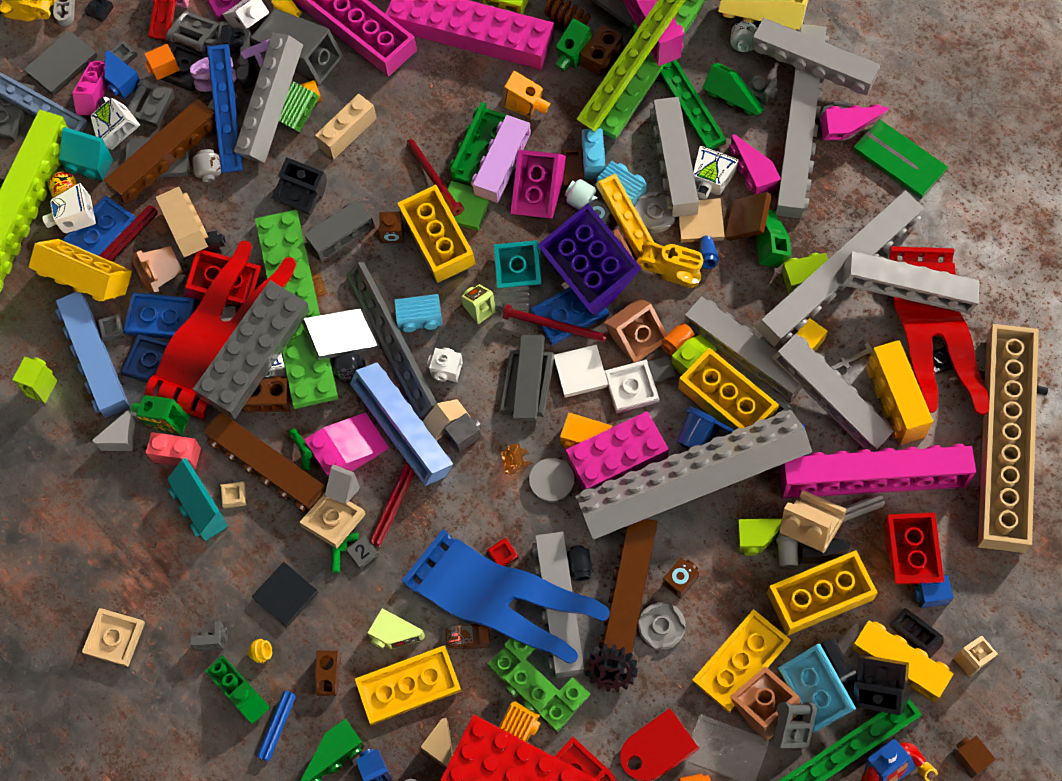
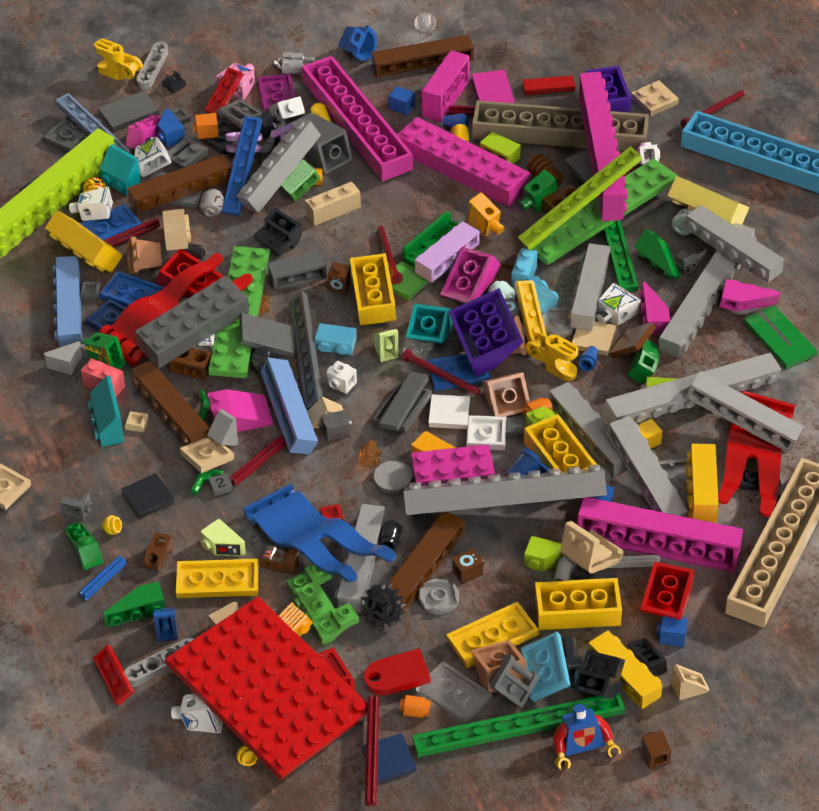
camera: 15 degrees right, 20 degrees down
(35, 379) = (17, 303): lime brick -> none

